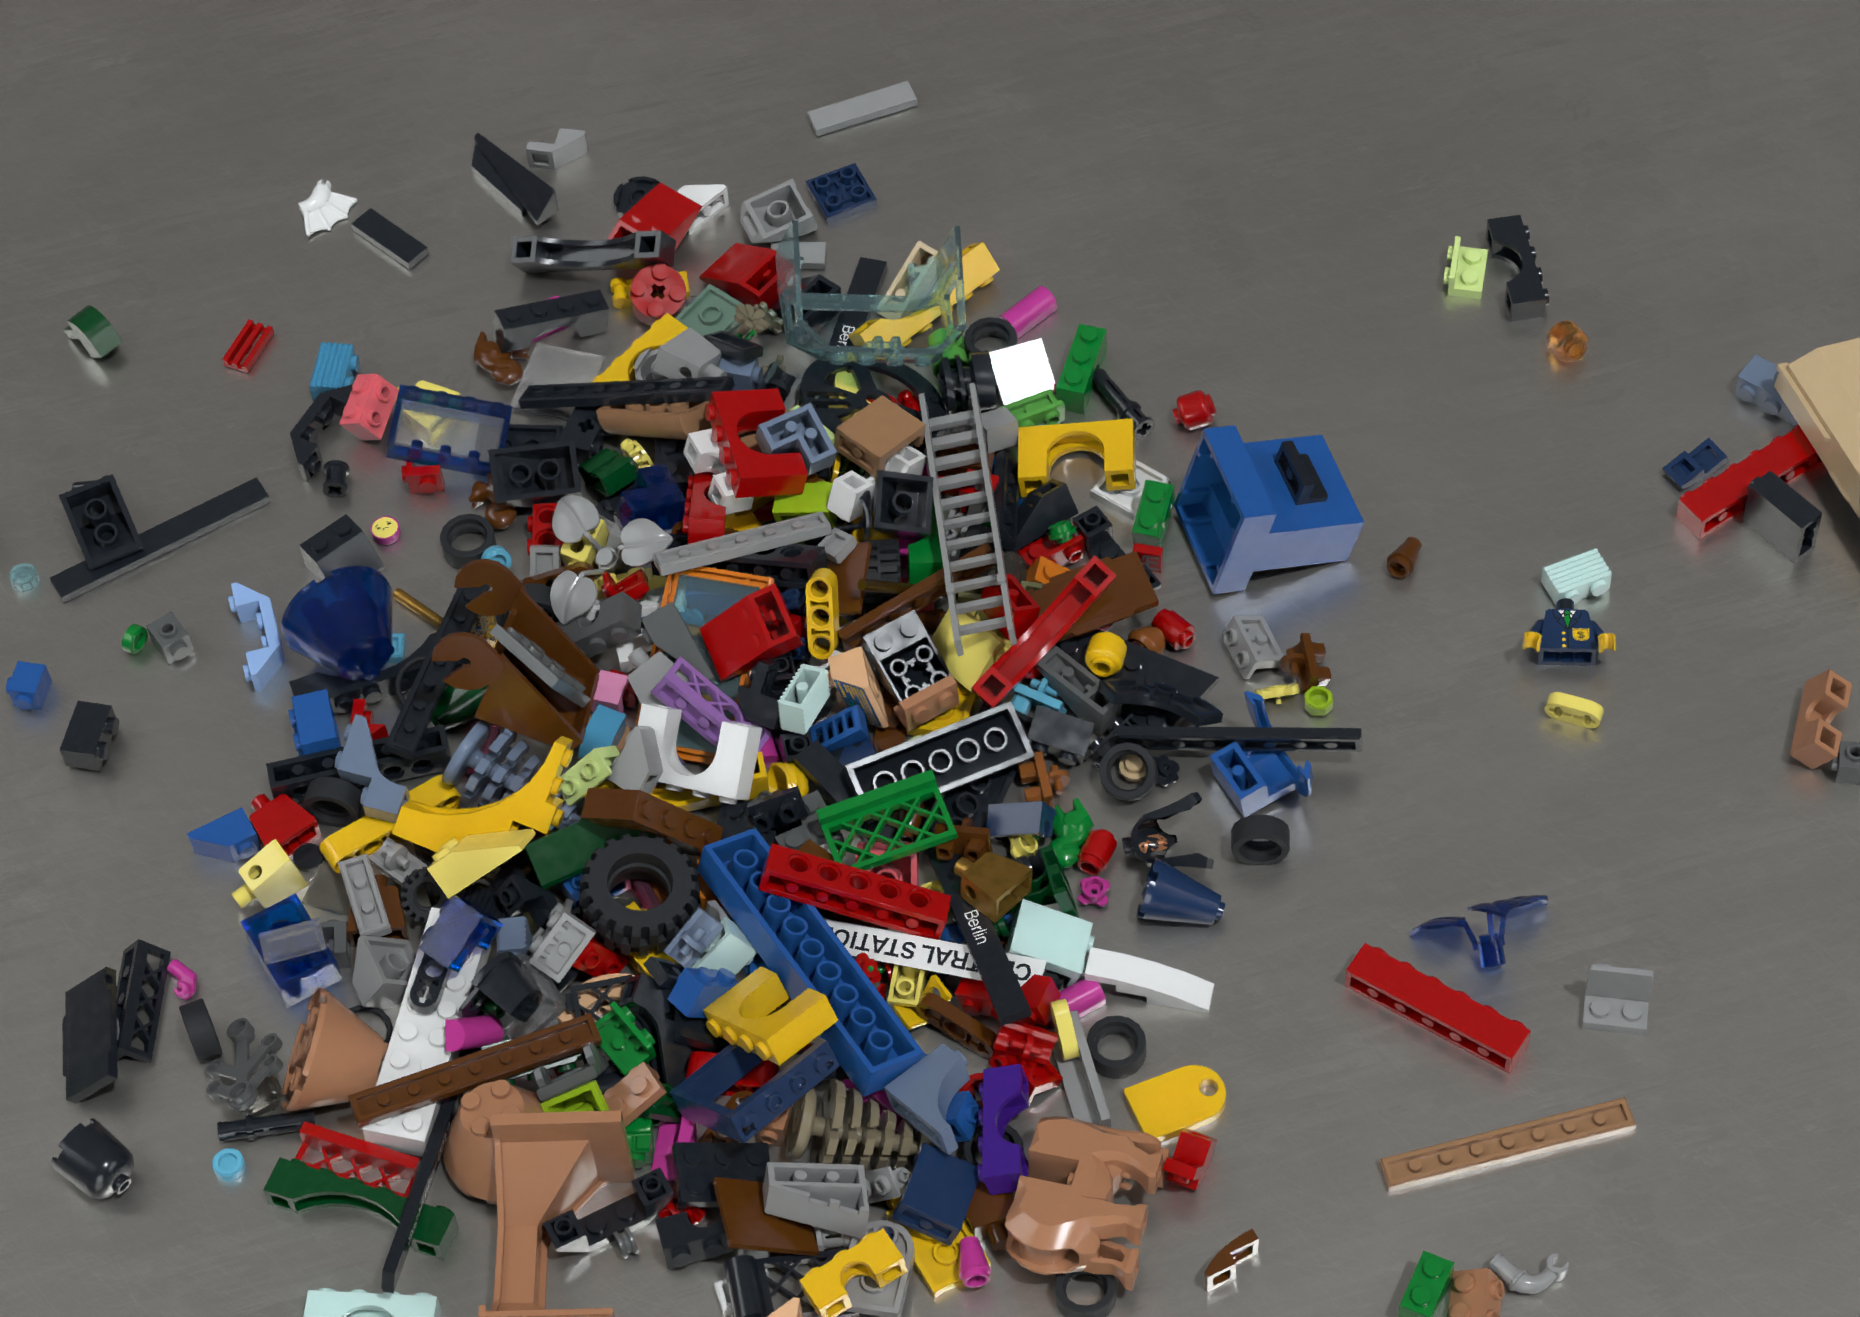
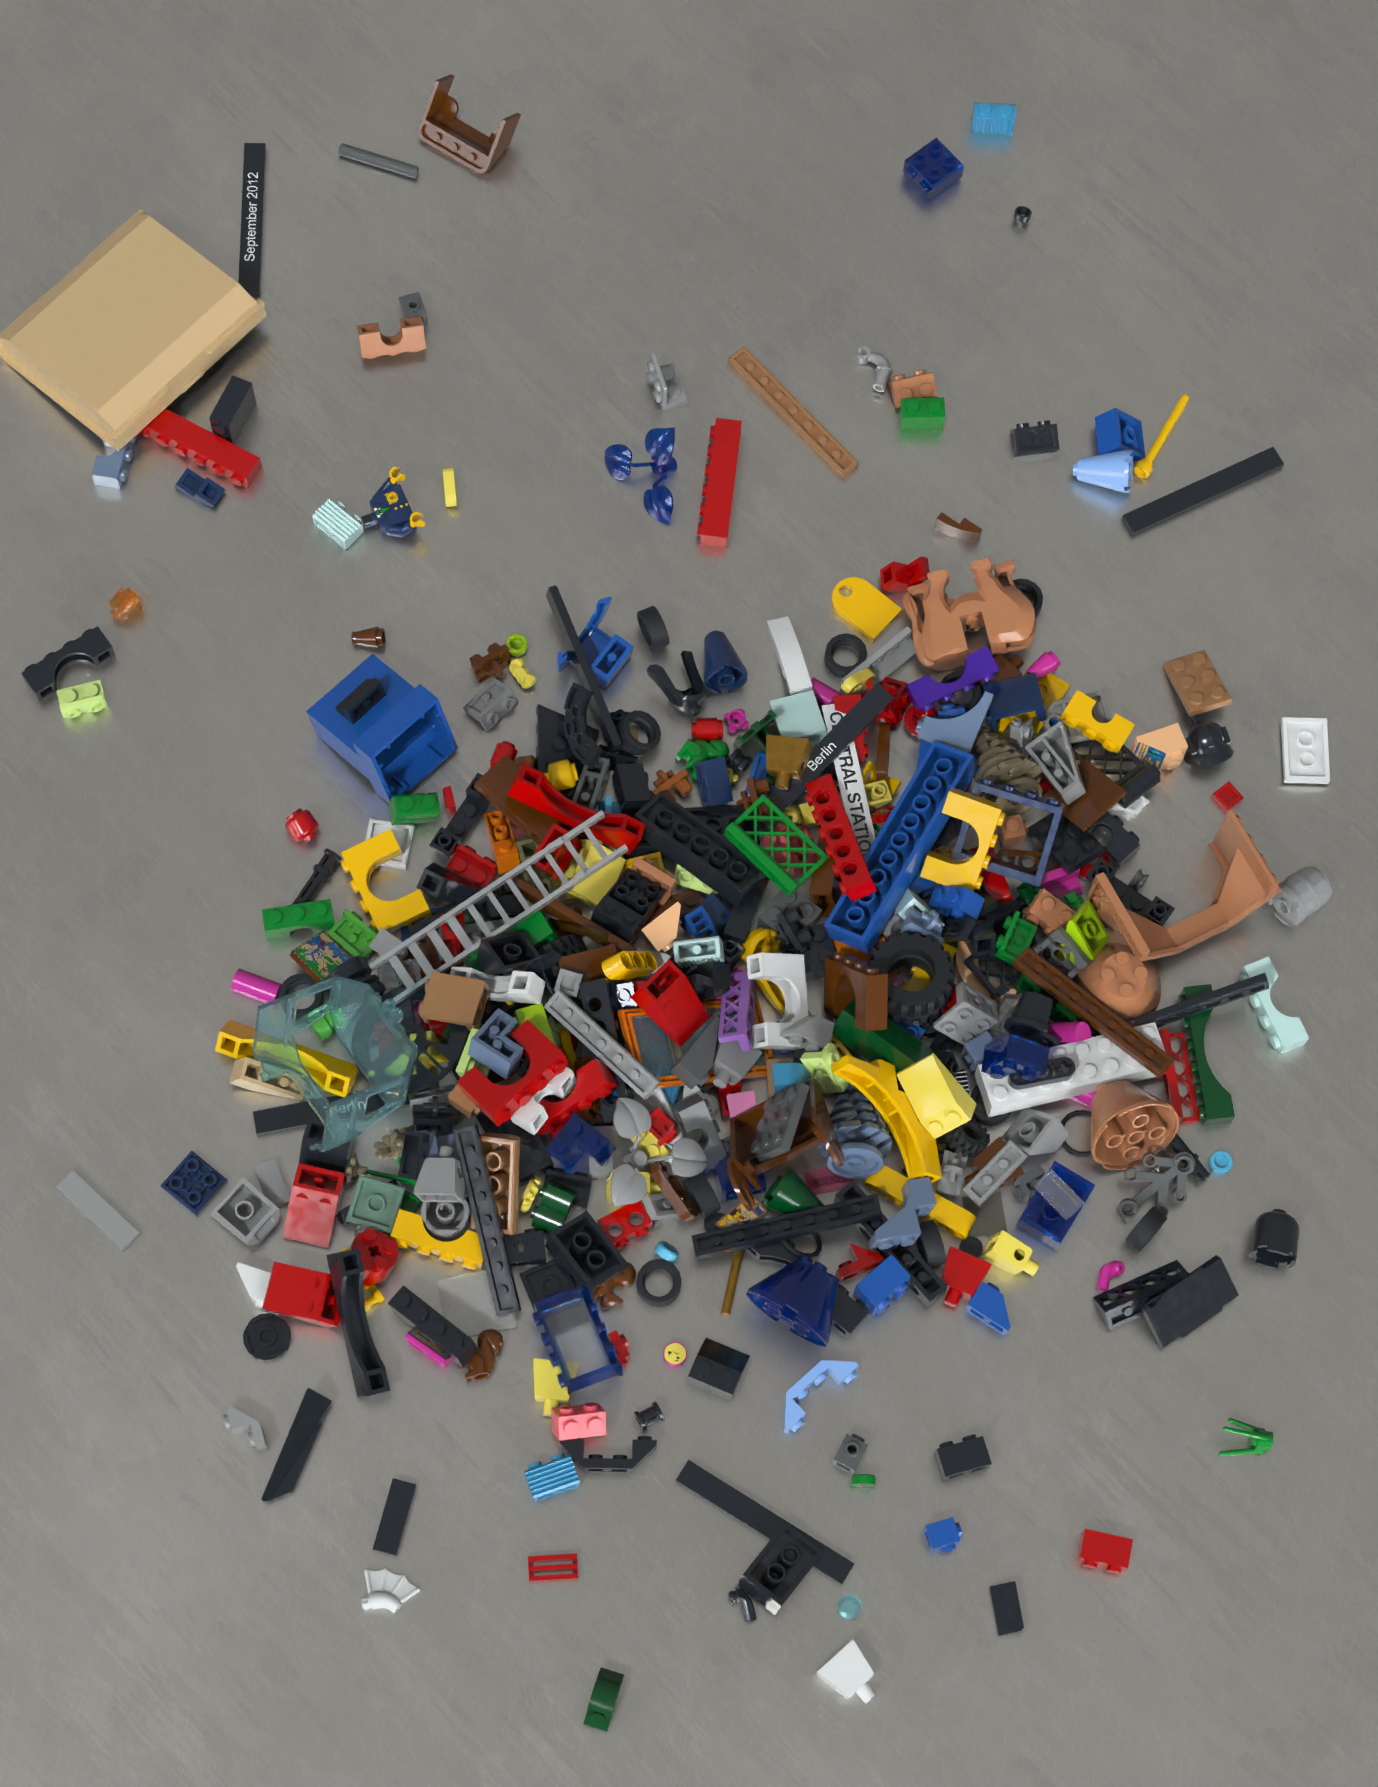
camera: 125 degrees left, 15 degrees up
(1061, 531) = (457, 863): green plate -> none

